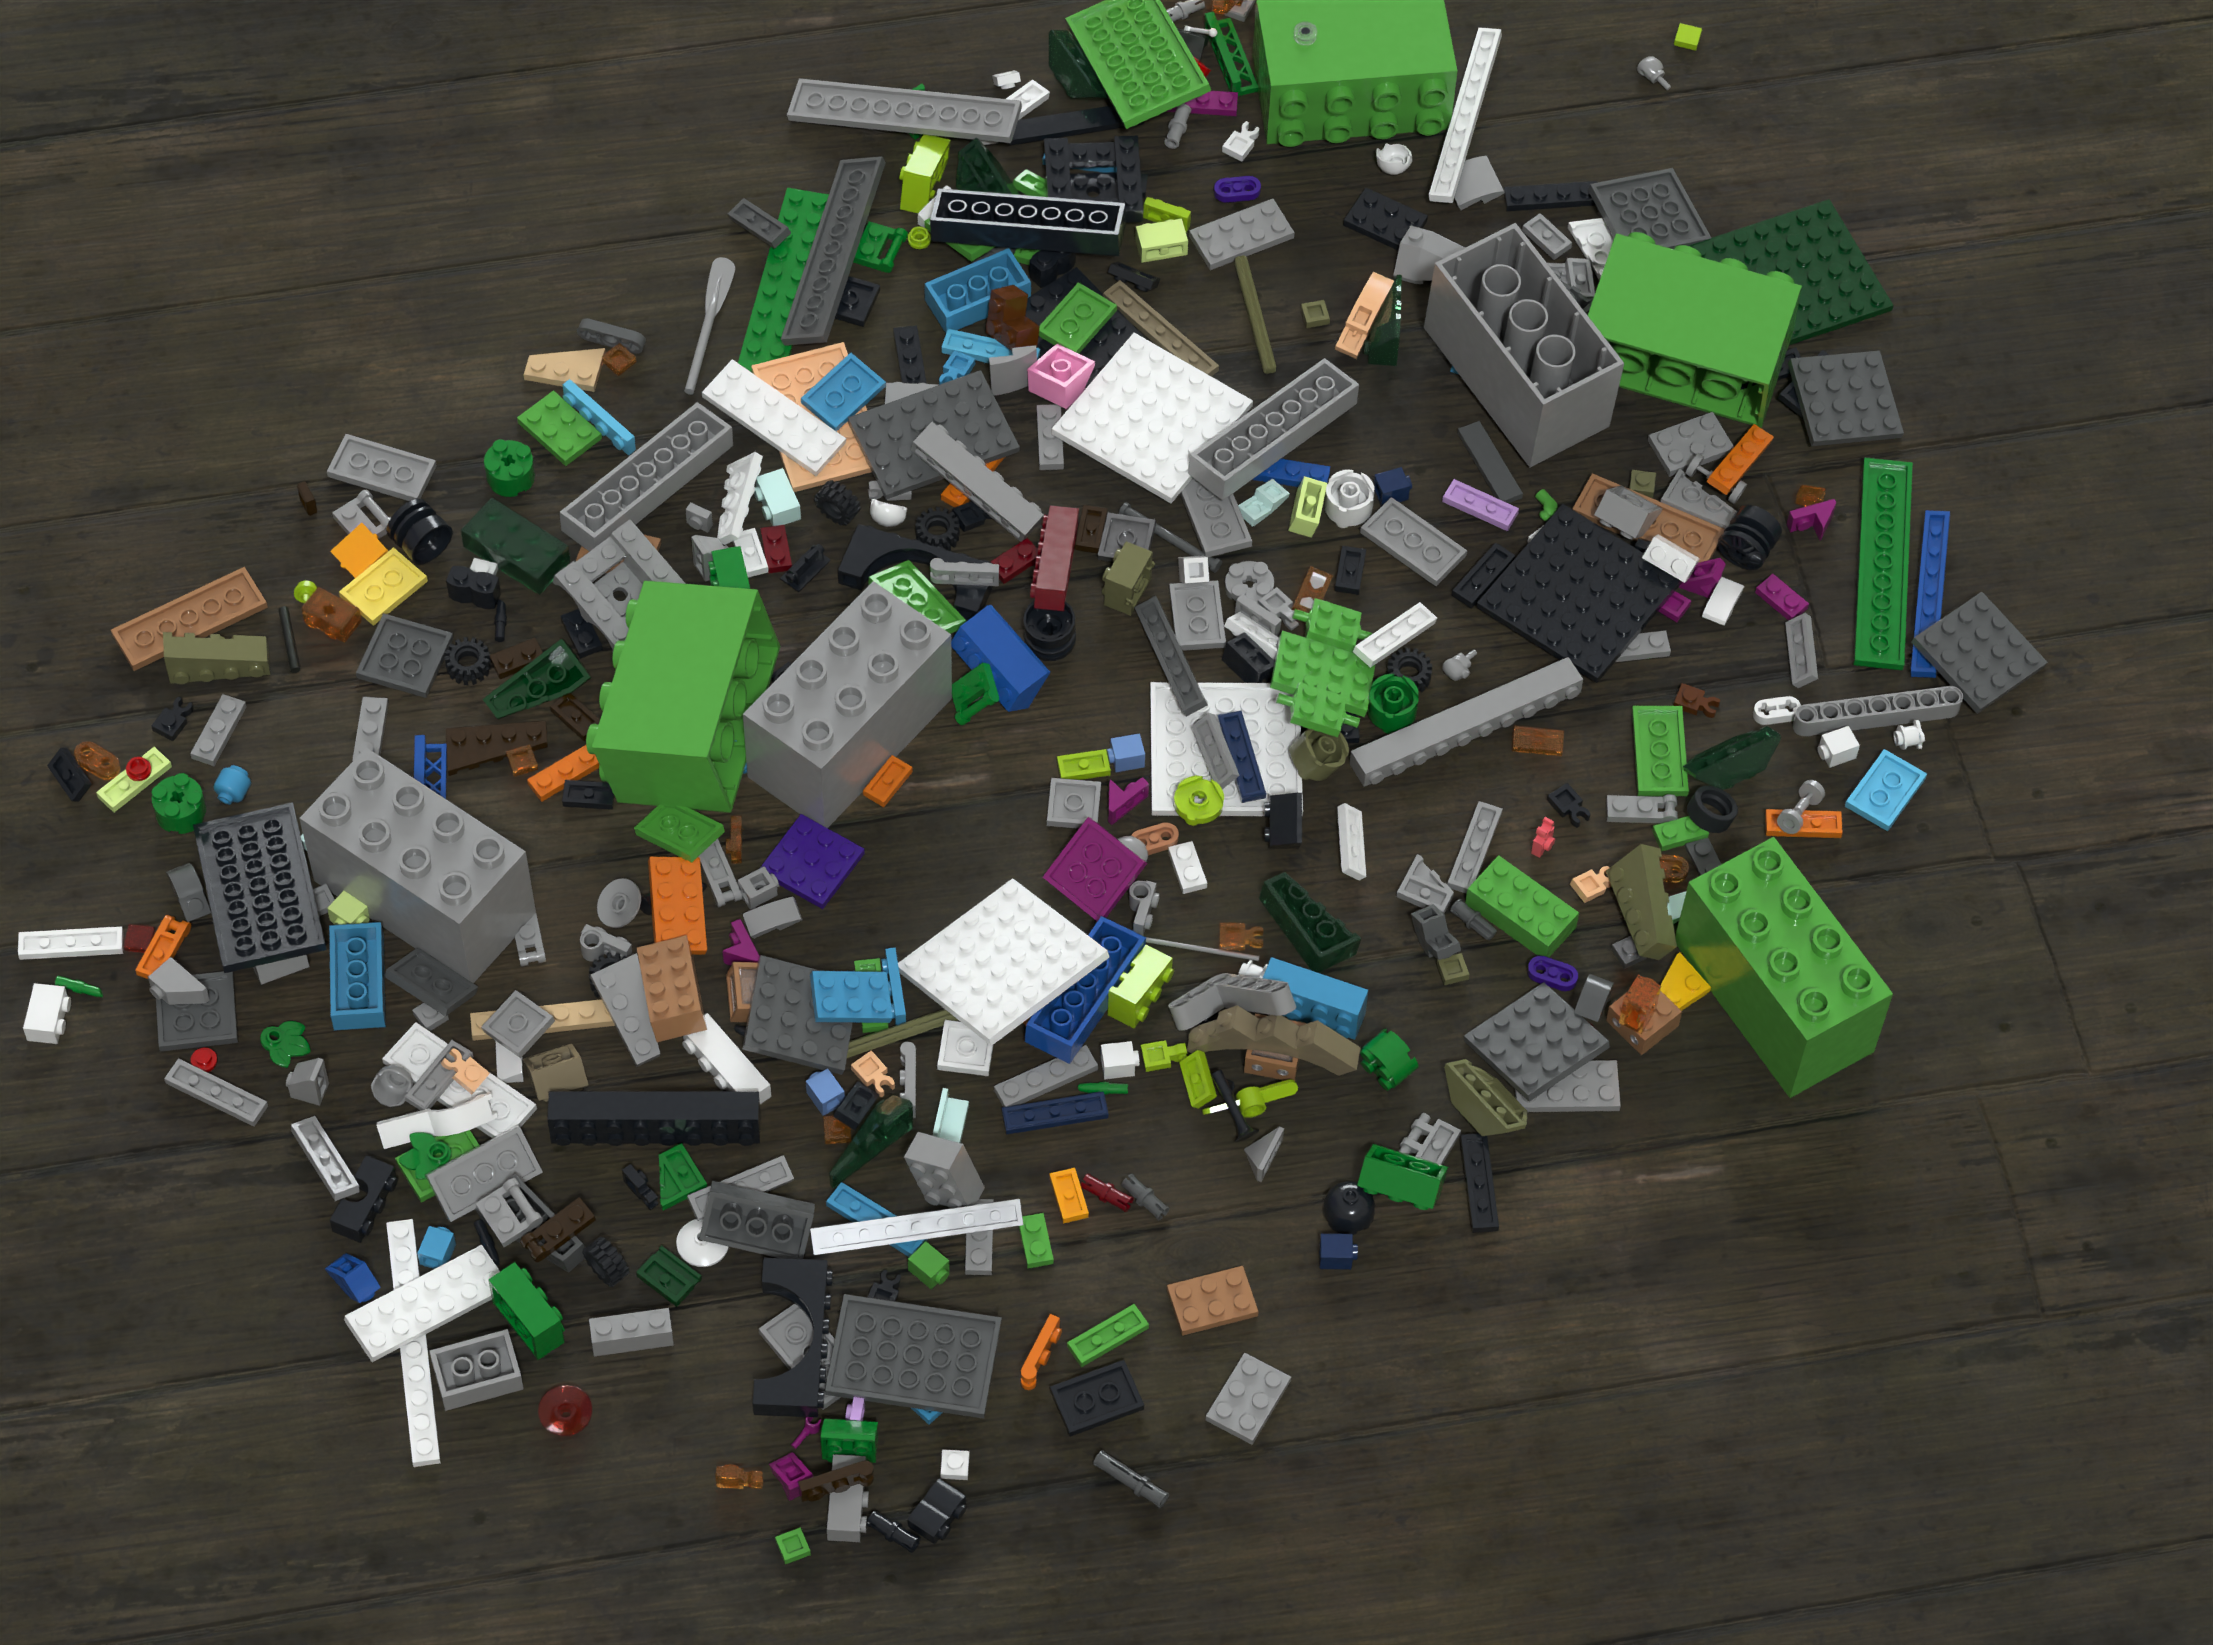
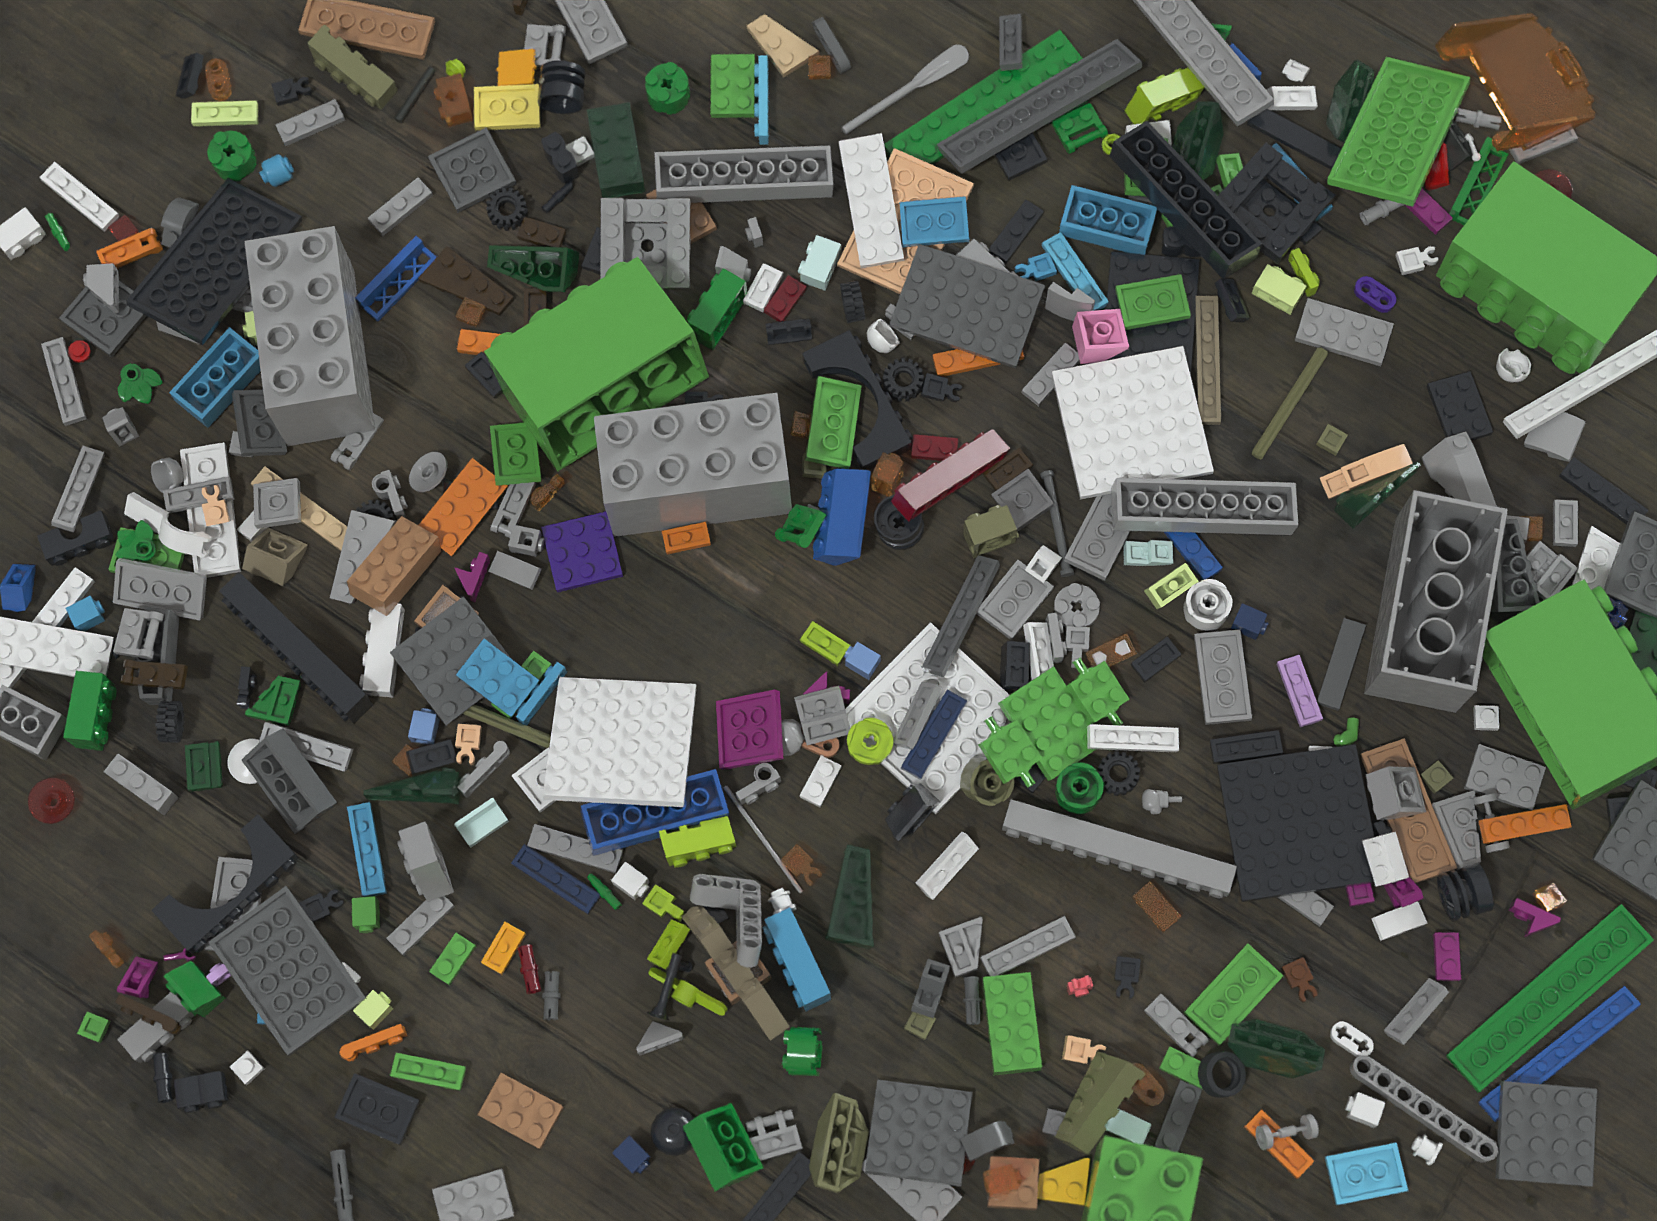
camera: 50 degrees right, 15 degrees up
(138, 769) = (228, 109): red plate -> none
(740, 489) = (787, 241): white wing -> none
(916, 1226) = (378, 881): plate -> none
(964, 573) = (878, 430): light grey plate -> none
(976, 481) = (957, 369): light grey brick -> none
(1005, 599) = (887, 474): none -> clear orange brick
(1007, 318) = (1103, 264): reddish brown brick -> none
(1013, 1328) = (374, 1009): none -> yellowish green brick
(1073, 802) = (790, 666): light grey plate -> none
(1141, 811) = (822, 715): none -> light grey slope
(1305, 33) = (1519, 220): clear tile -> none
(1553, 972) = (985, 1091): dark purple plate -> none
(1634, 414) = (1486, 718): none -> white plate

